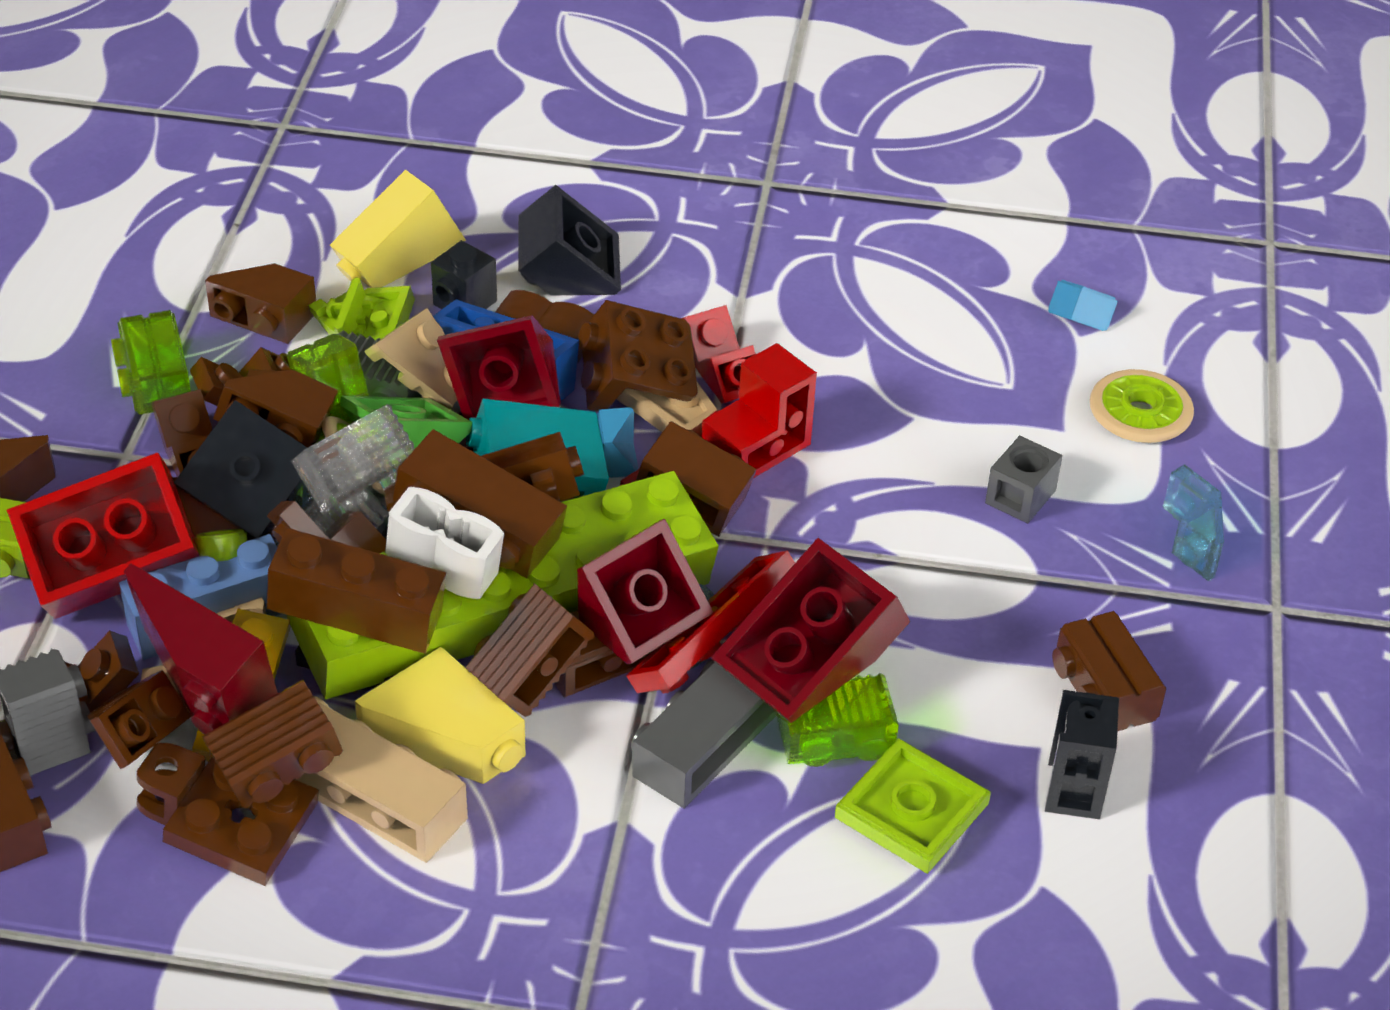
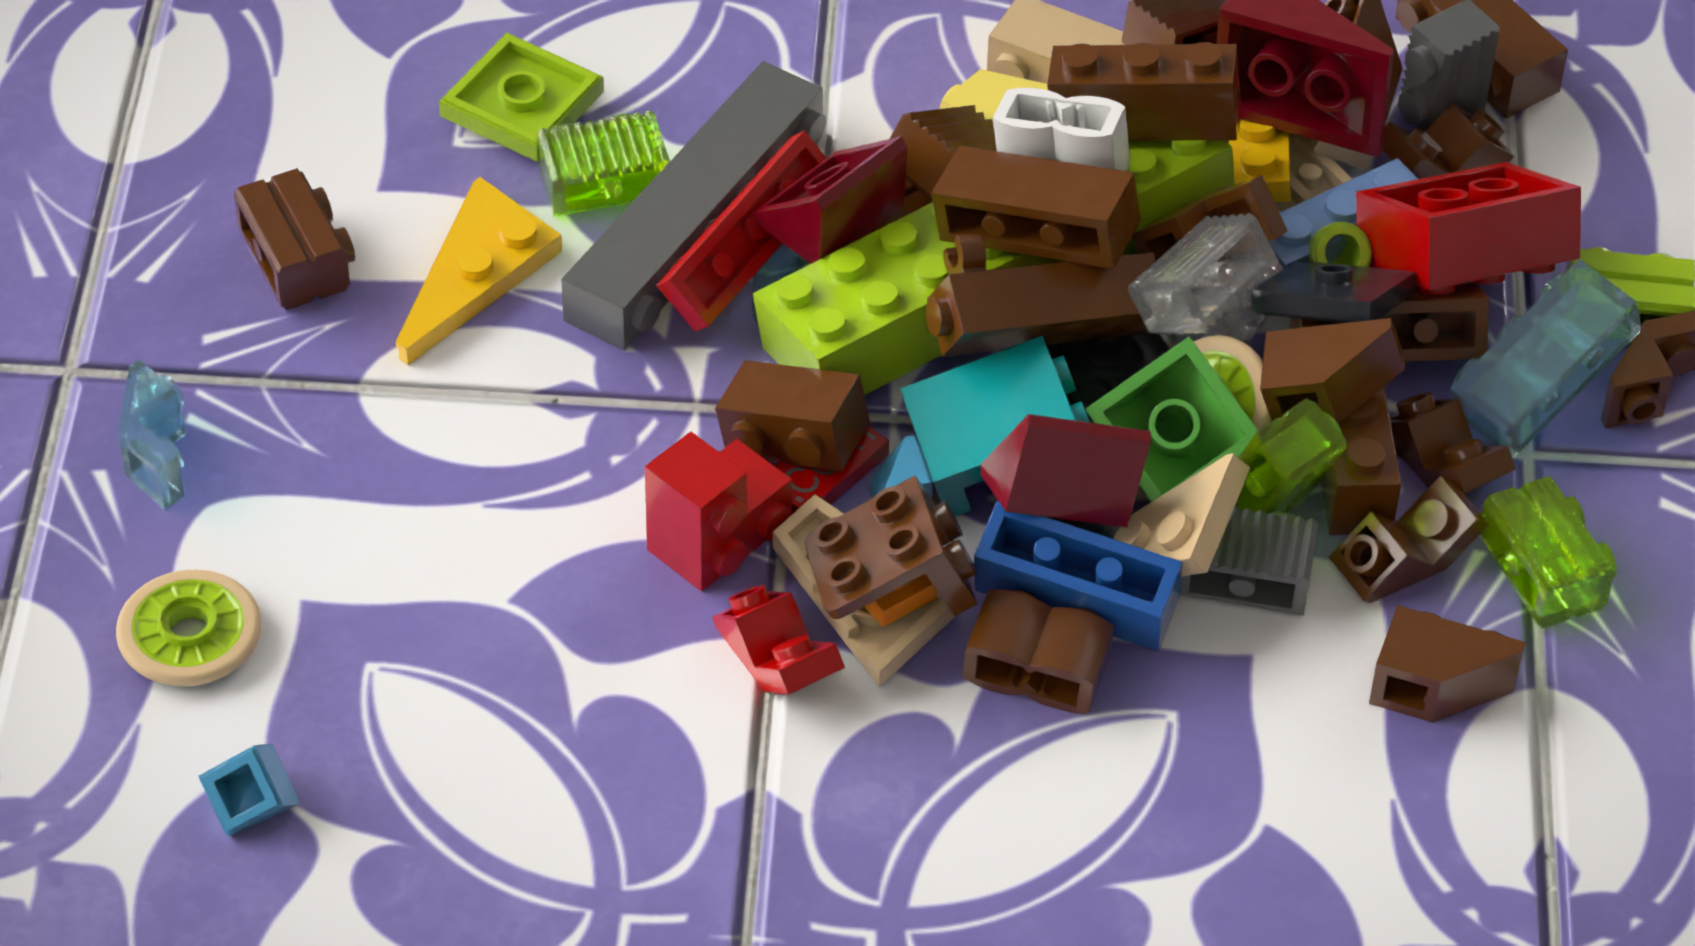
camera: 175 degrees right, 5 degrees up
(63, 454) = (1546, 357): none -> clear light blue brick
(366, 311) = (1290, 675): lime slope -> none
(396, 234) = (1281, 788): light yellow slope -> none
(464, 275) = (1166, 715): black brick -> none
(567, 248) = (1028, 801): black slope -> none
(812, 632) = (629, 174): dark red slope -> none
(938, 666) = (482, 258): none -> yellow wing
(1023, 479) = (367, 475): dark grey brick -> none
(1082, 754) = (339, 107): black hinge -> none

